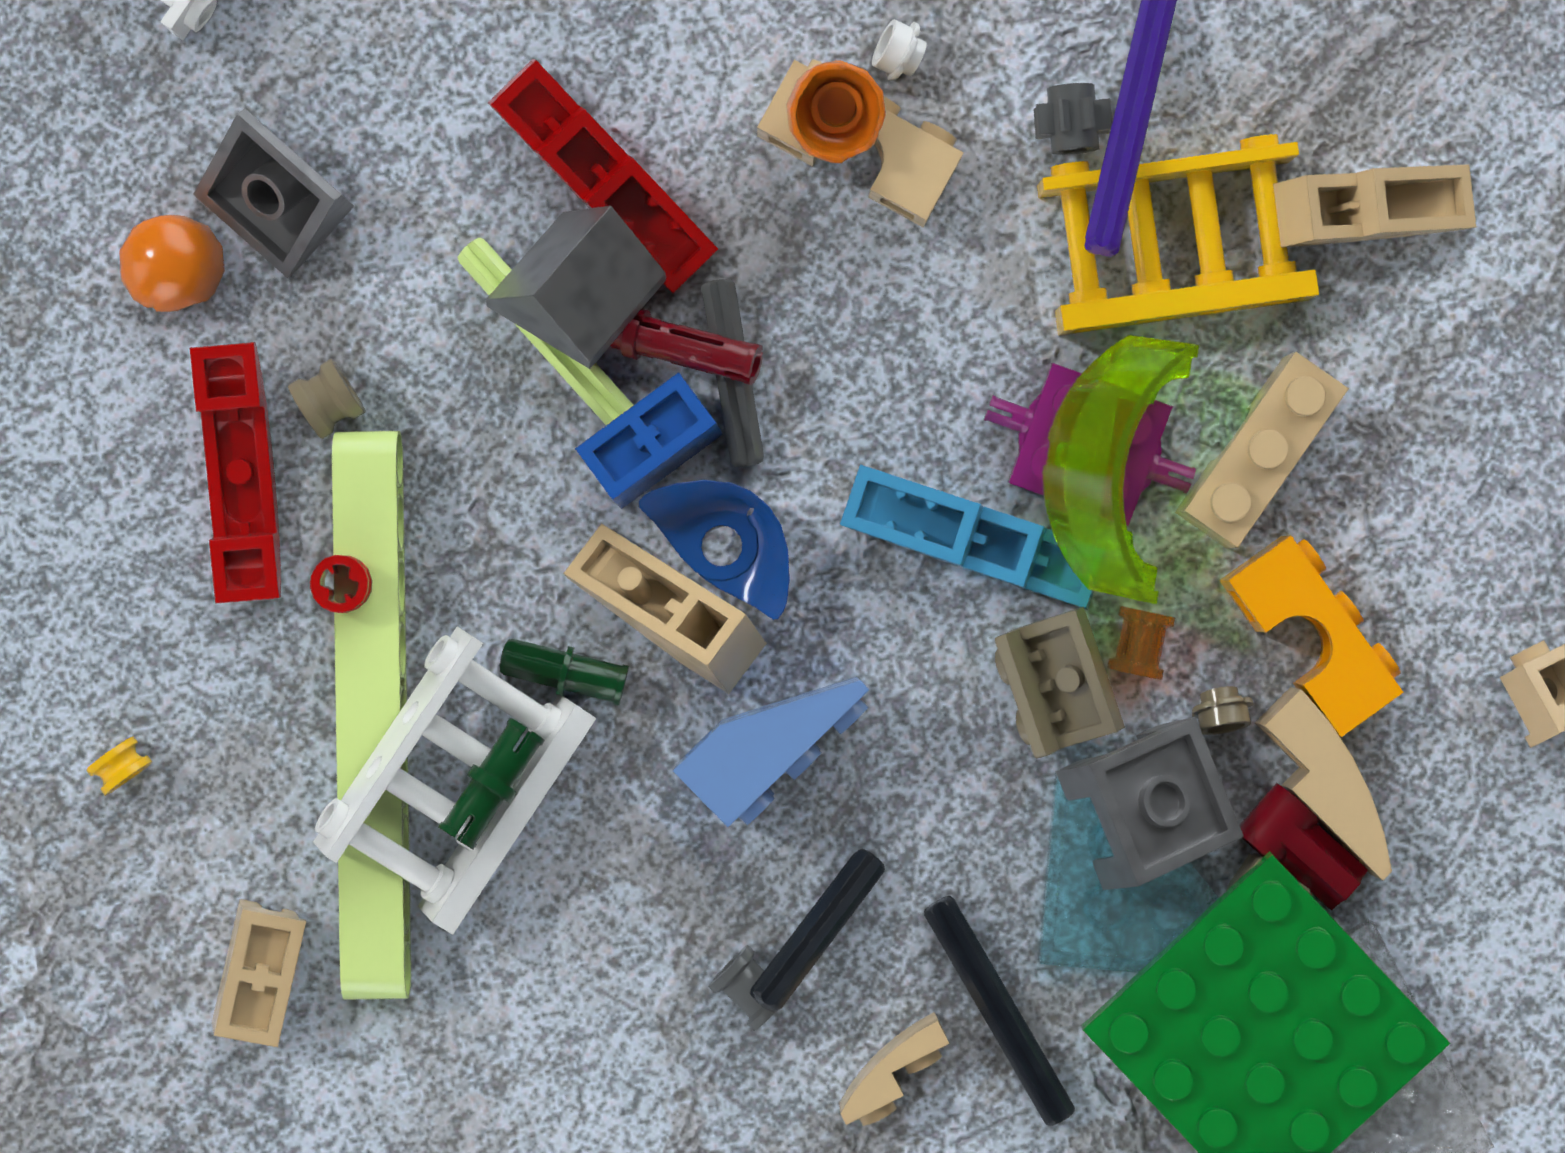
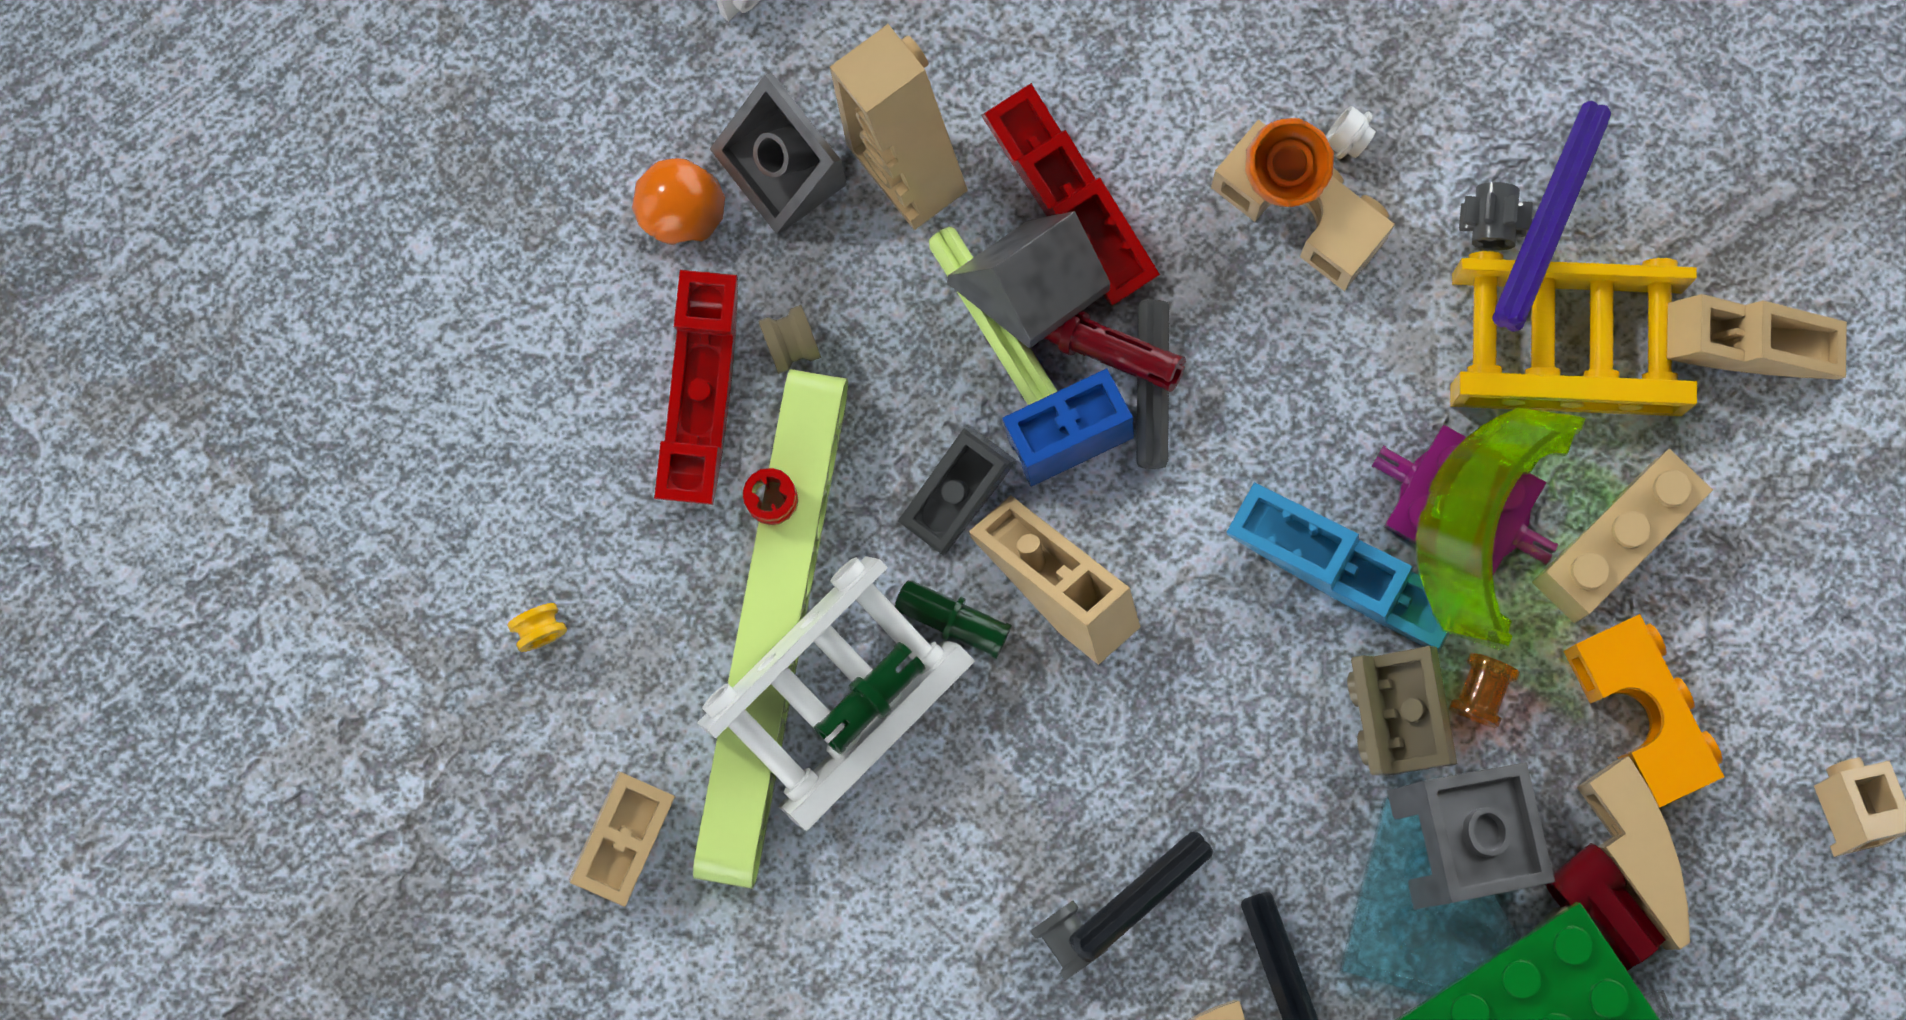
camera: 20 degrees right, 10 degrees down
(394, 145) = (897, 125): none -> tan wedge
(542, 528) = (956, 489): none -> dark grey slope
(694, 507) = (1102, 493): blue piece -> none
(754, 748) = (1115, 712): medium blue slope -> none
(1222, 711) = (1551, 767): dark tan plate -> none

